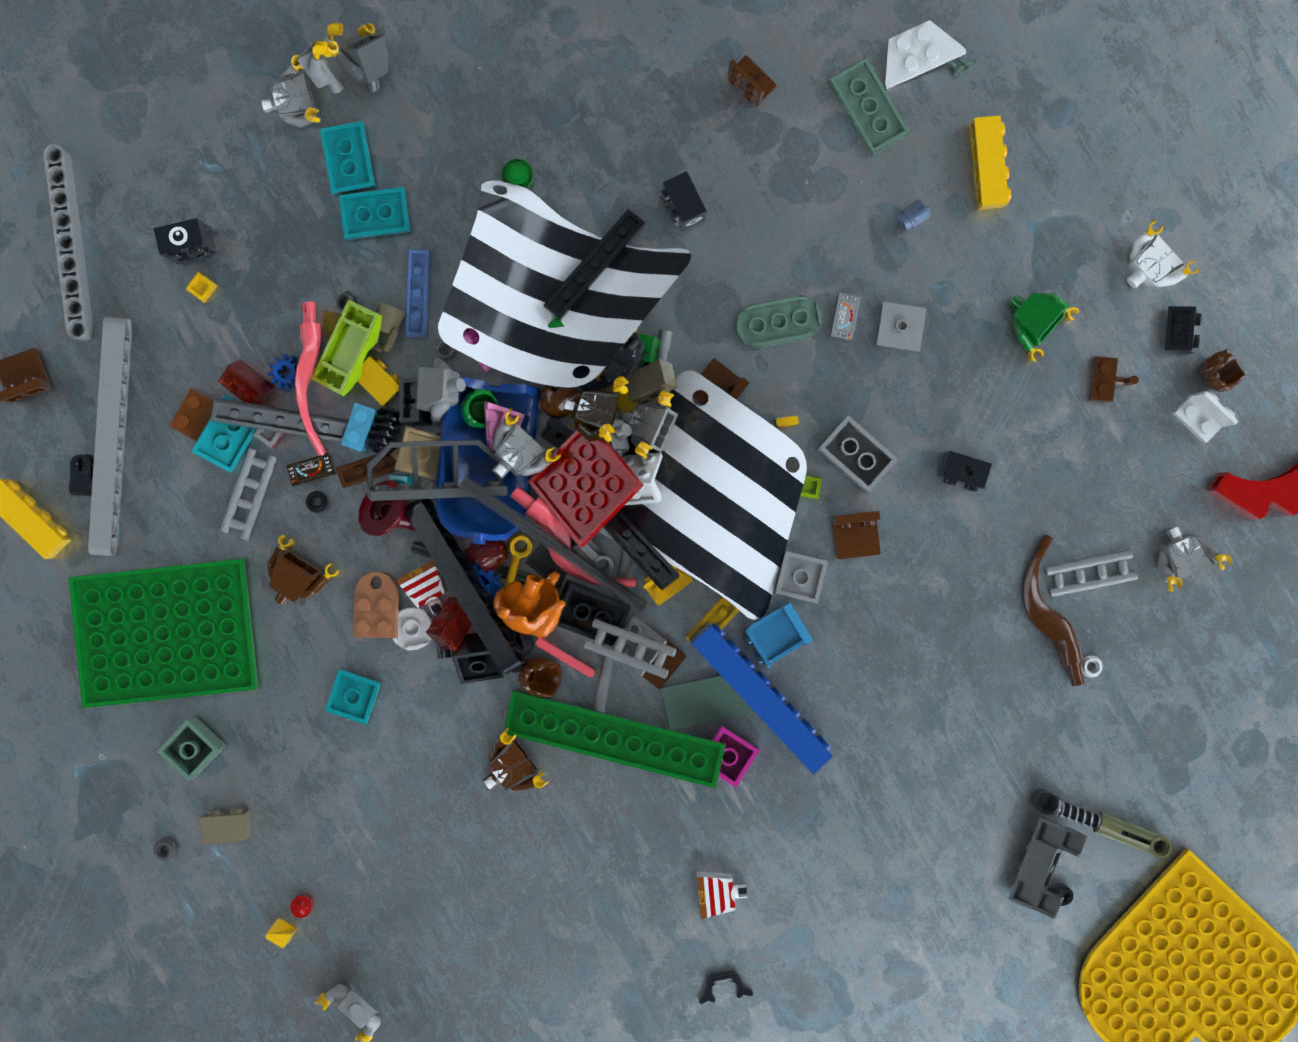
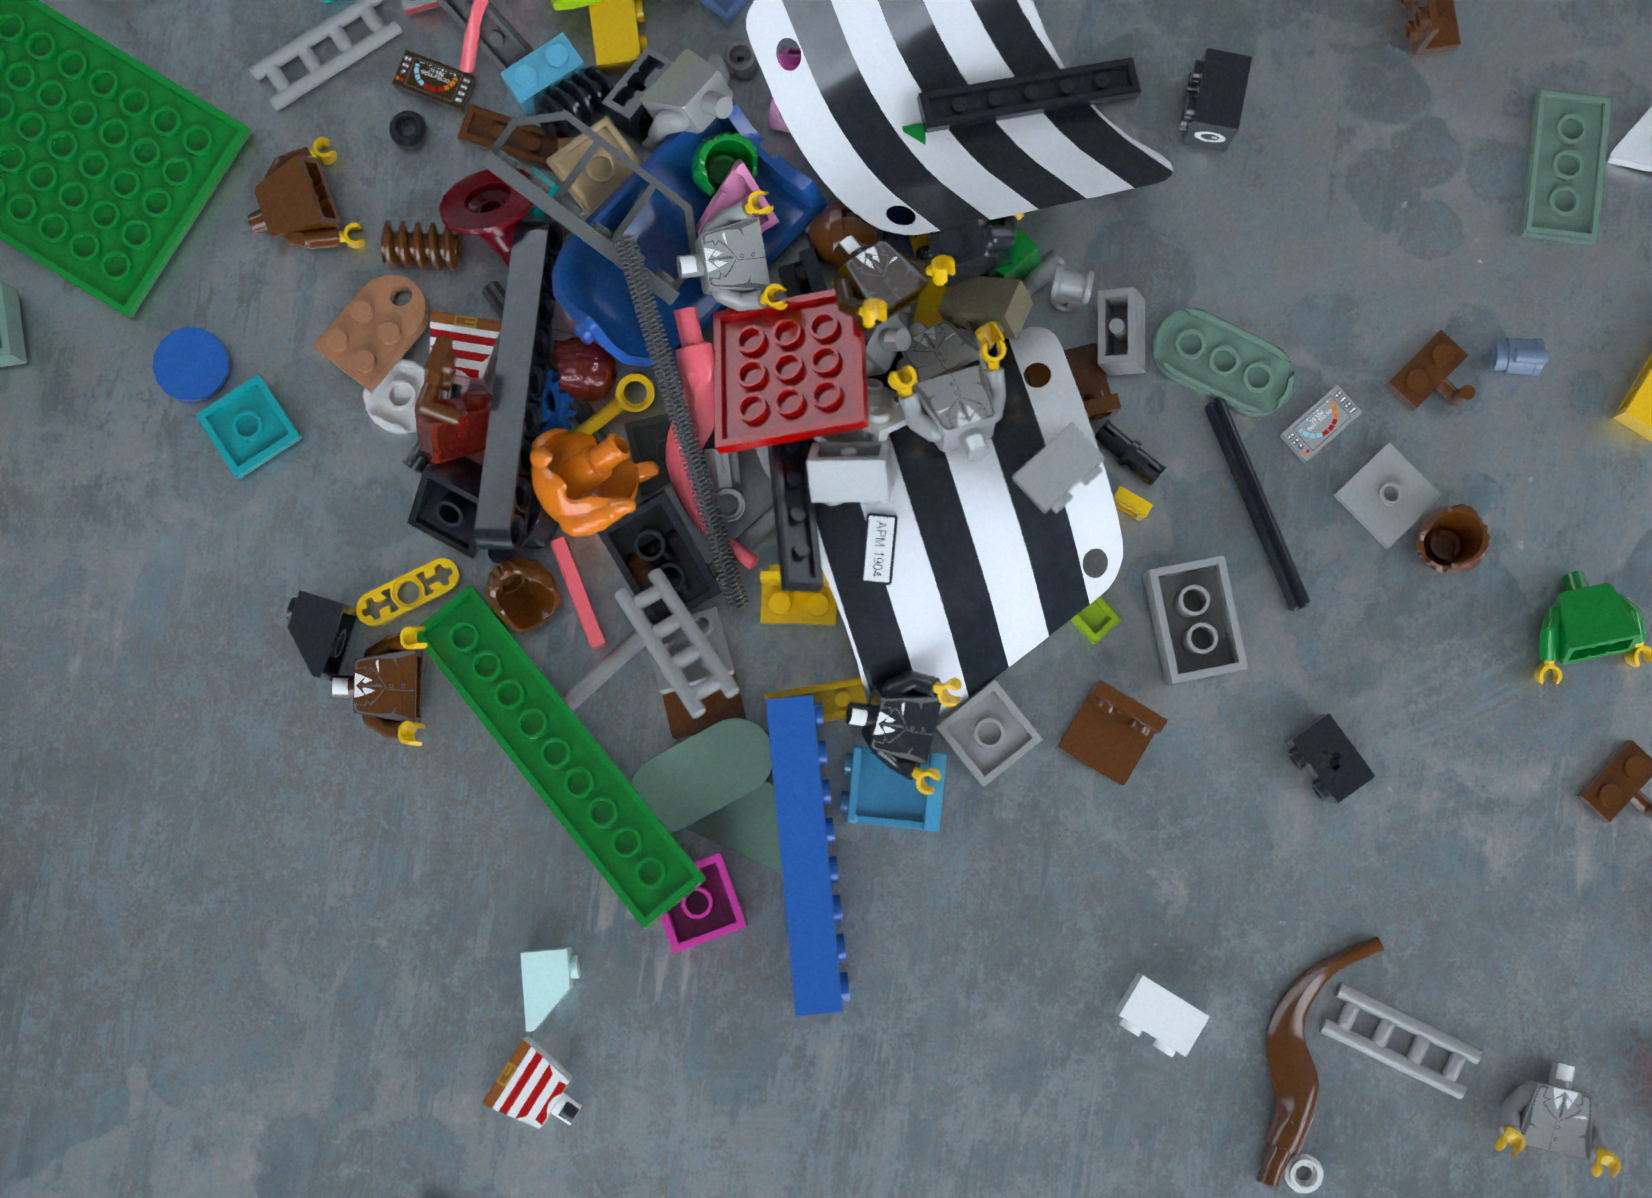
camera: 40 degrees right, 5 degrees down
(303, 688) = (191, 364): none -> blue tile
(367, 553) = (421, 247): none -> reddish brown piece
(425, 610) = (439, 376): none -> reddish brown plate
(462, 765) = (321, 632): none -> black slope
(474, 727) = (387, 613): none -> yellow beam
(650, 511) = (850, 472): none -> brick
(676, 444) = (957, 406): none -> light grey torso
(683, 343) = (1070, 288): none -> light grey connector
(686, 694) = (705, 772): none -> sand green tile
(686, 841) = (546, 981): none -> light aqua slope
(690, 535) = (879, 549): none -> white sticker
(722, 345) = (1121, 331): none -> light grey brick
(745, 438) = (1058, 469): none -> light grey brick
(760, 605) = (903, 721): none -> black torso
(767, 397) = (1129, 452): none -> black pin
(844, 377) = (1257, 505): none -> black axle
(877, 253) = (1429, 371): none -> reddish brown plate
(946, 326) = (1452, 539): none -> reddish brown hair
(975, 645) = (1161, 1015): none -> white brick

